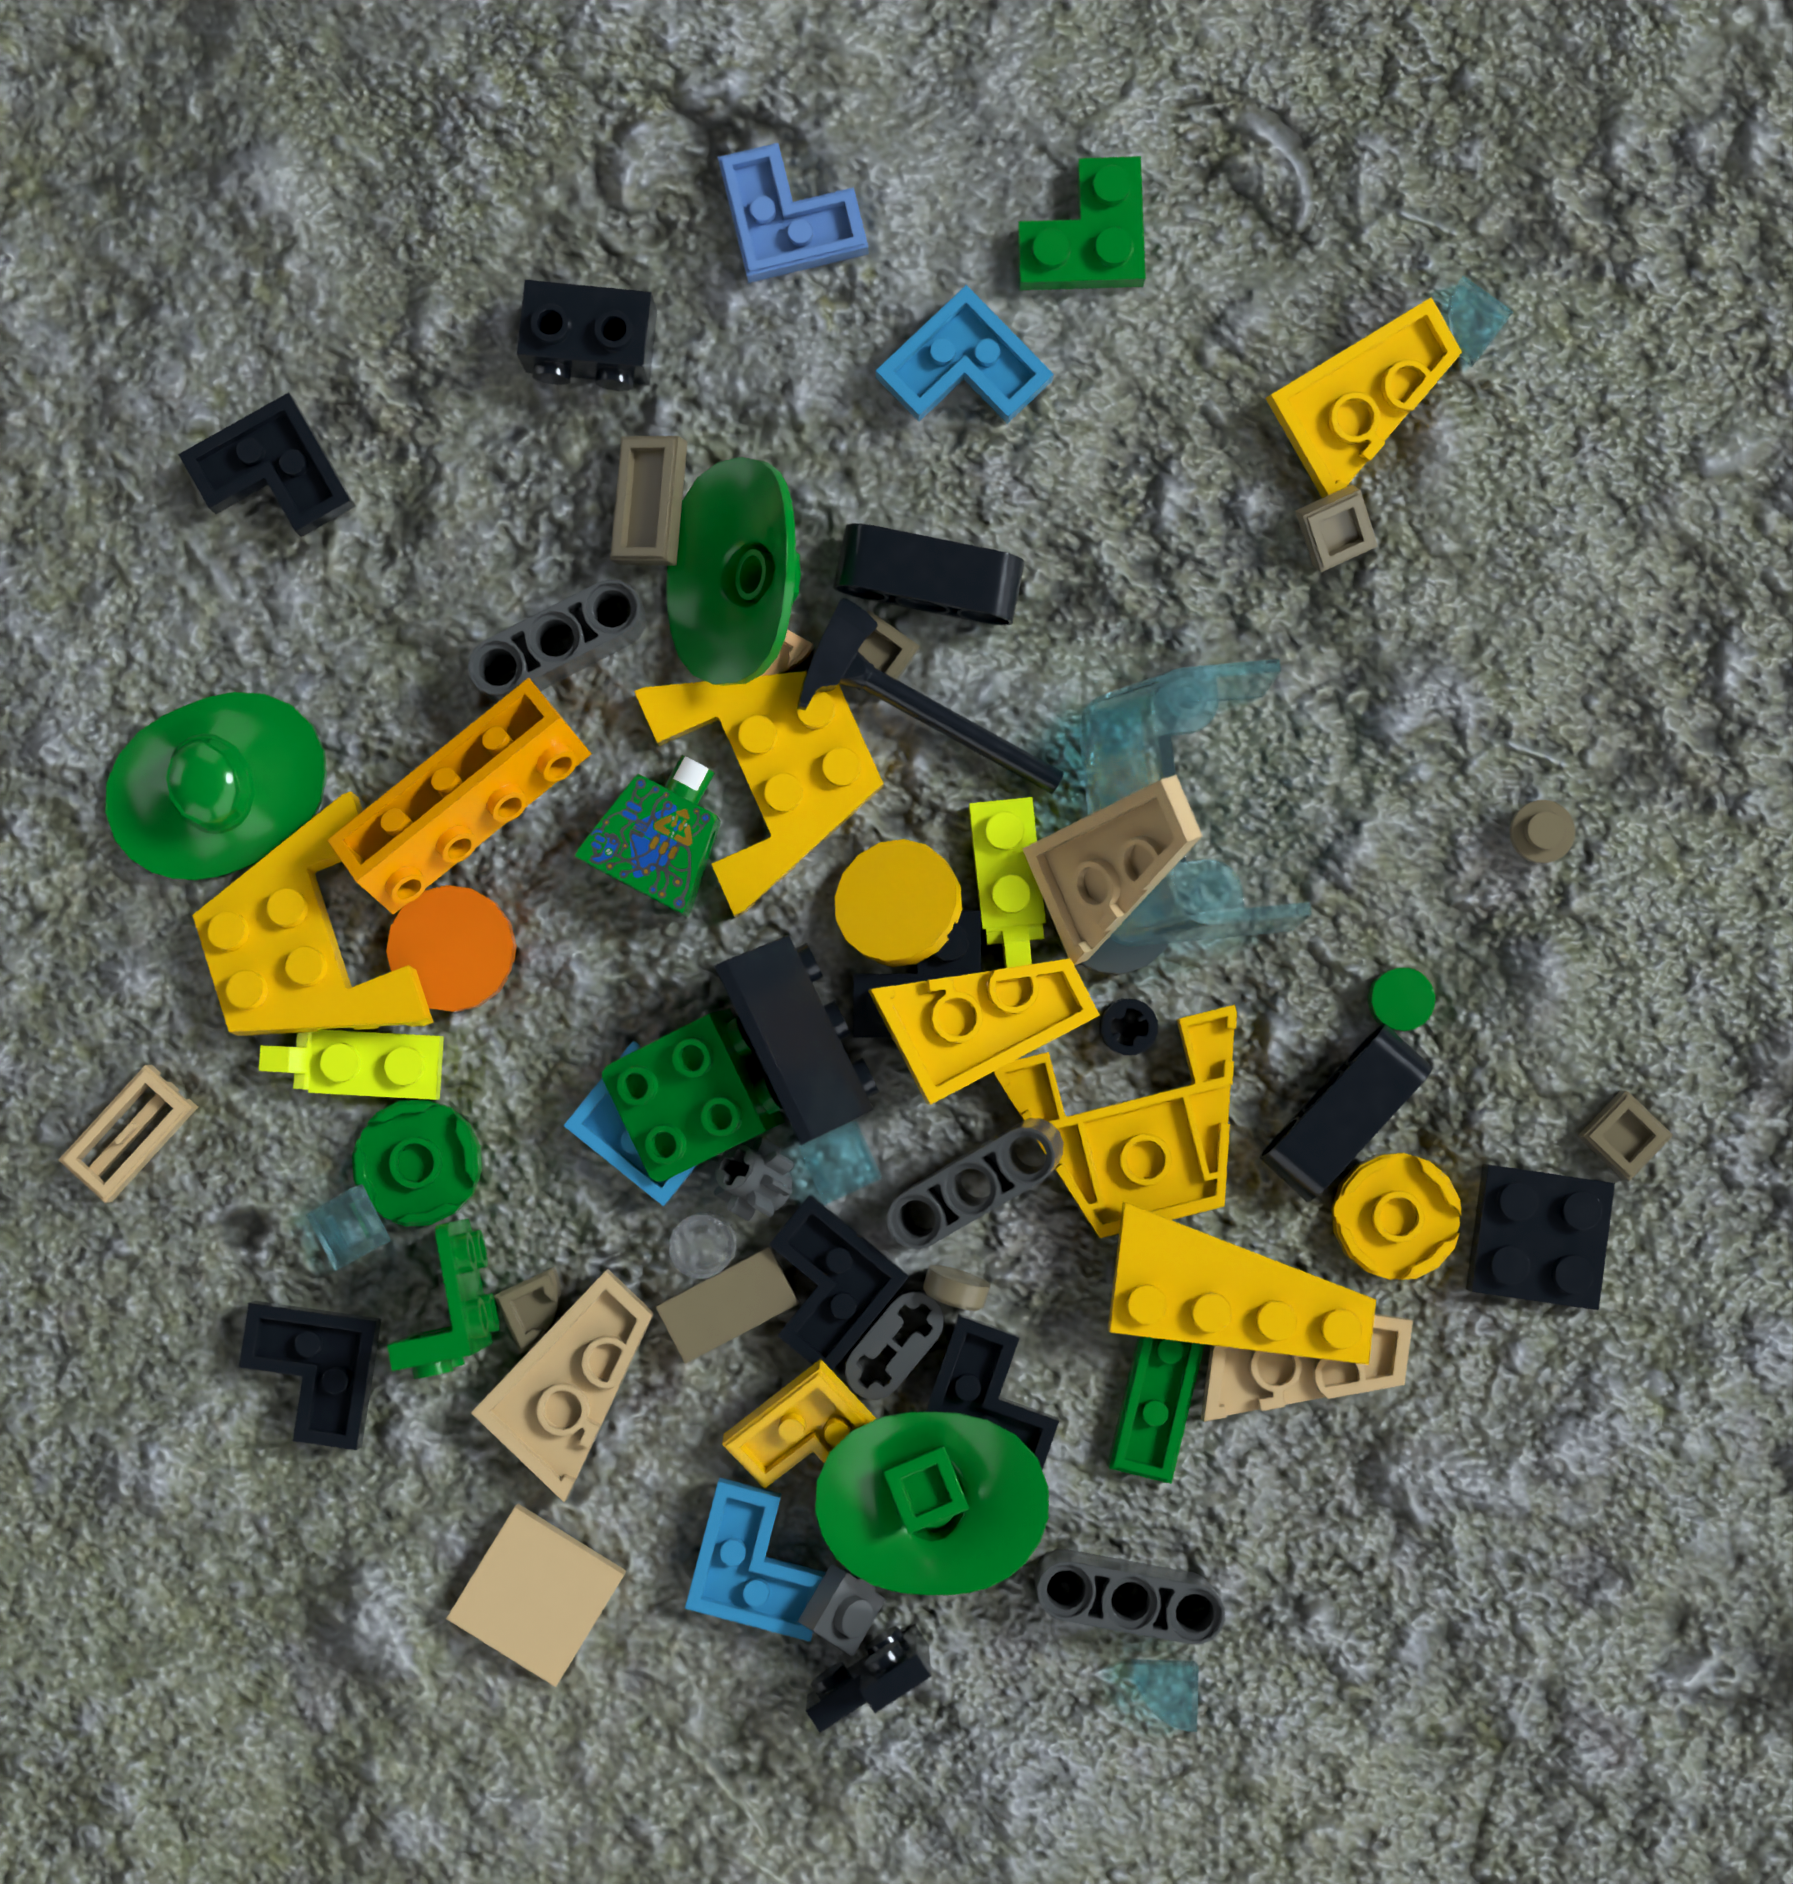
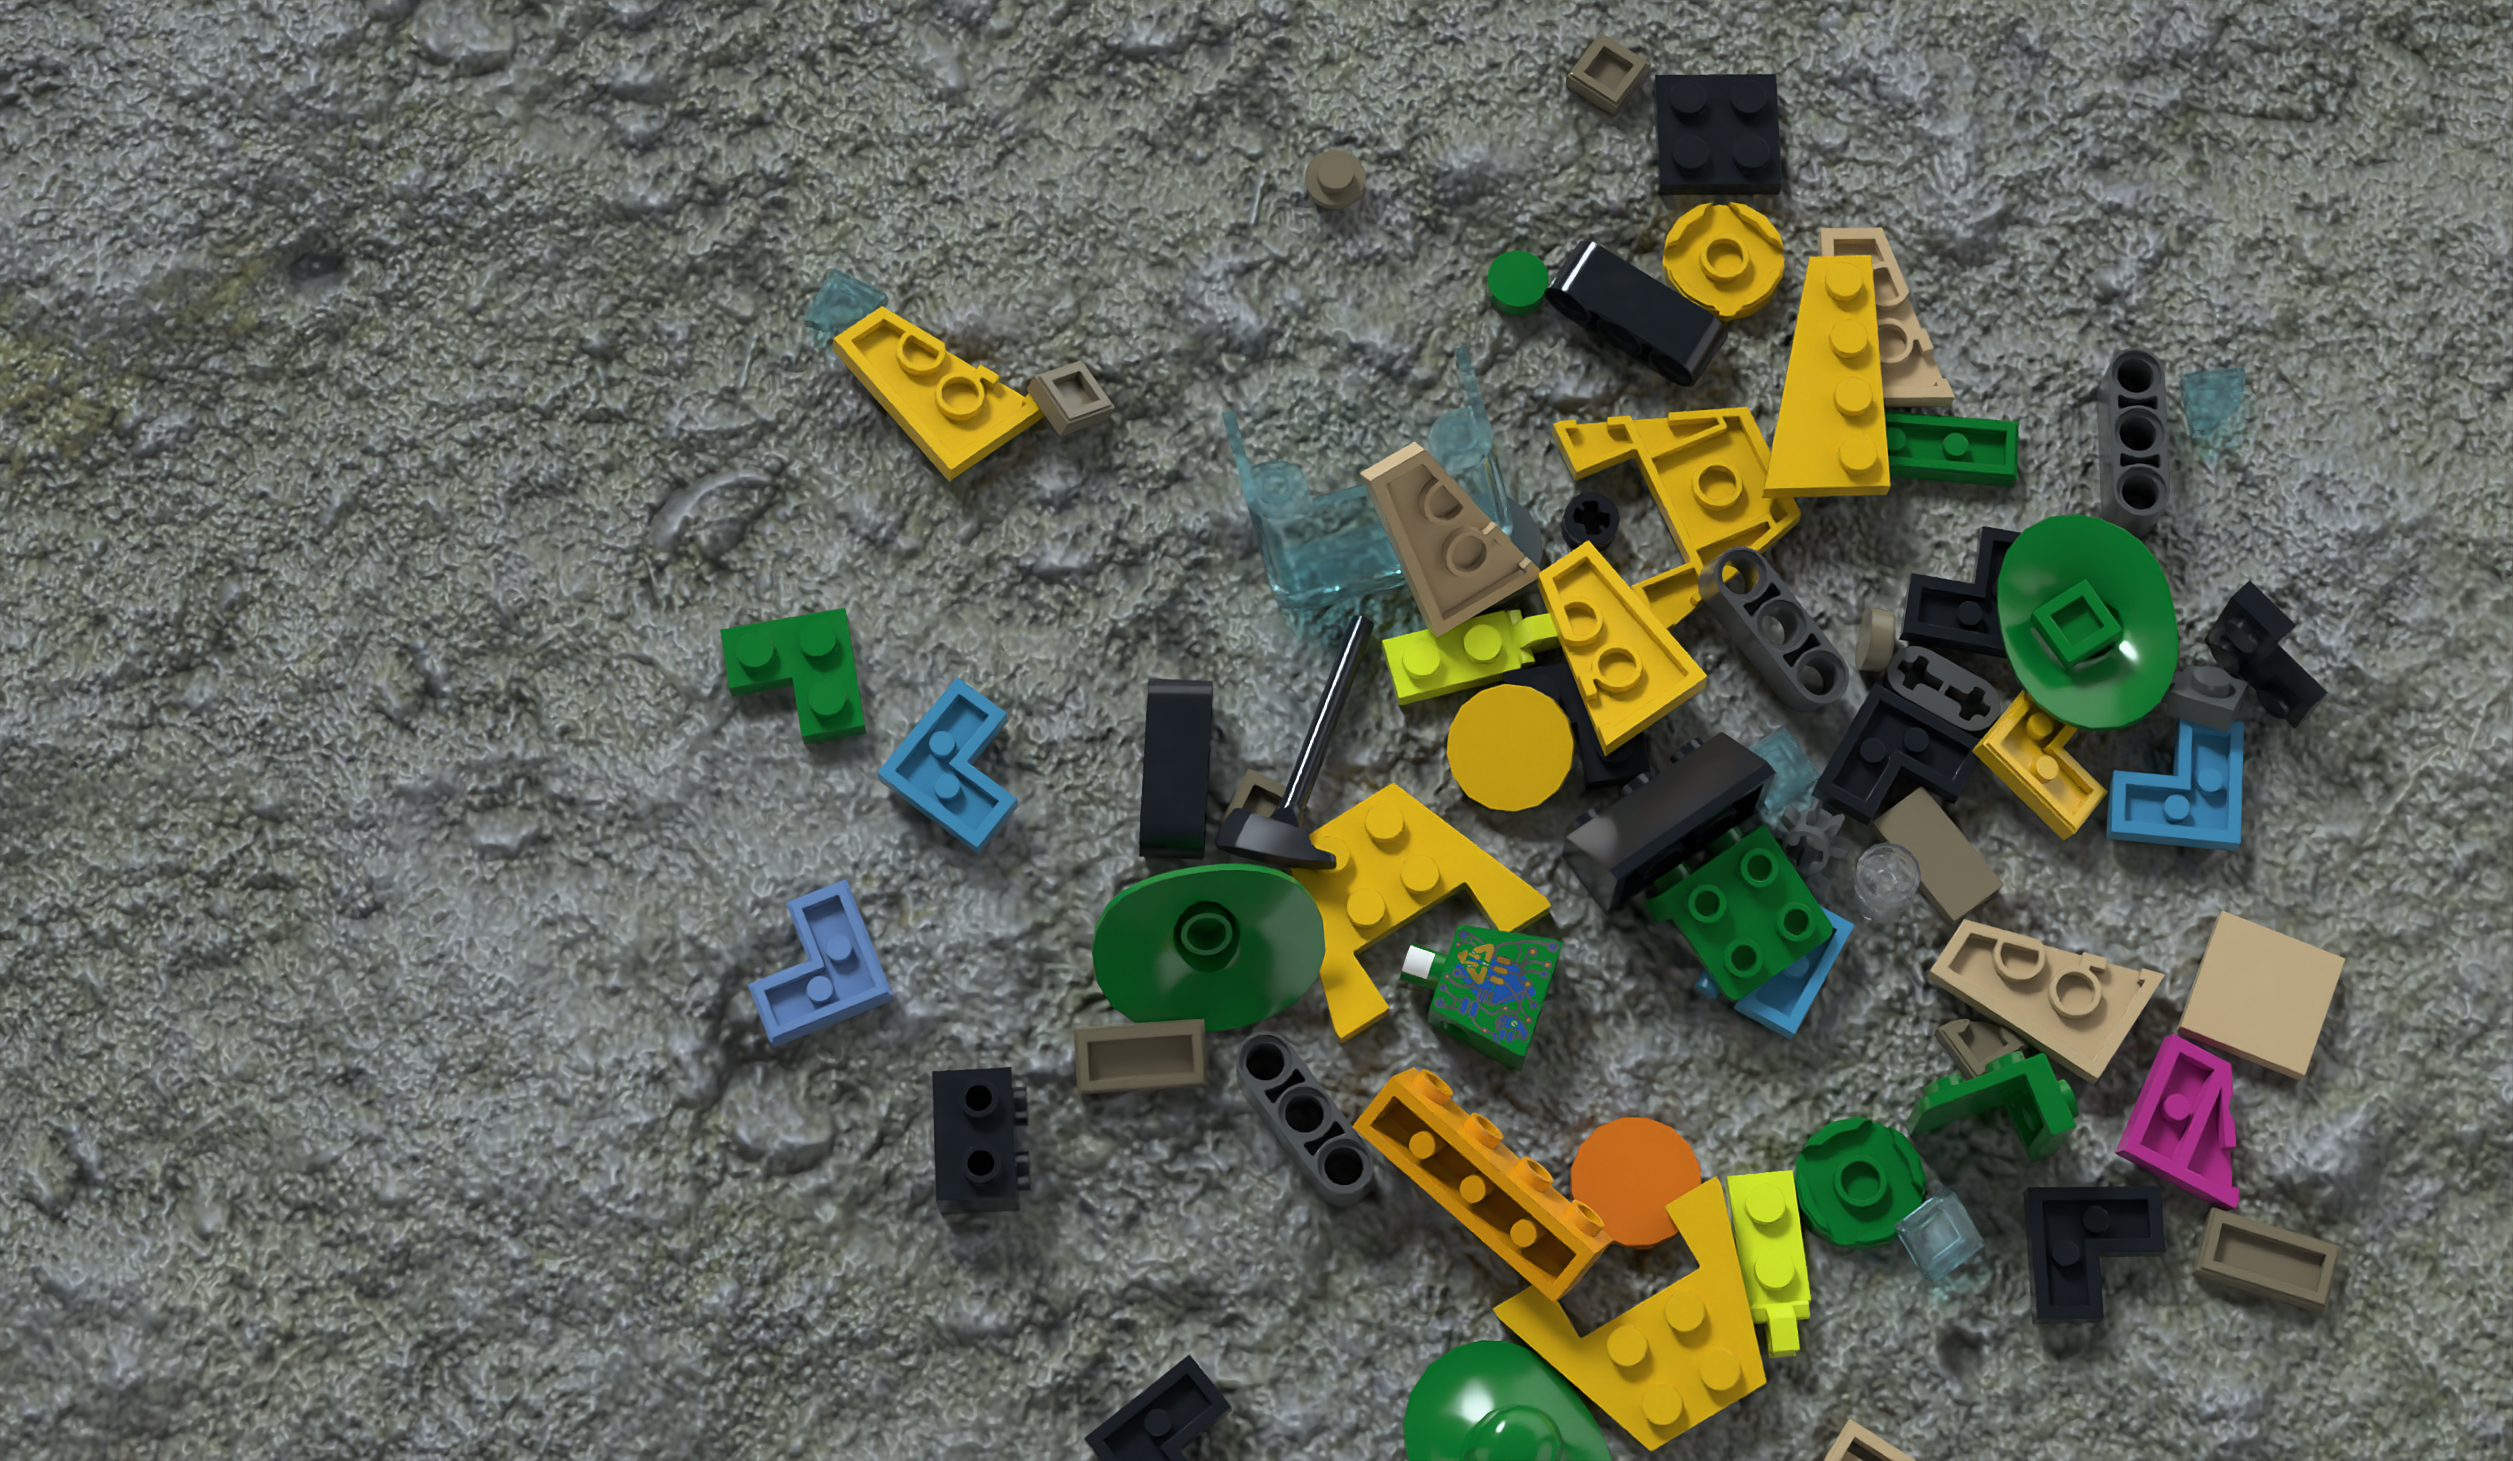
camera: 95 degrees left, 15 degrees down
(277, 1539) = (2266, 1260): none -> dark tan tile
(419, 1489) = (2185, 1123): none -> dark pink wing

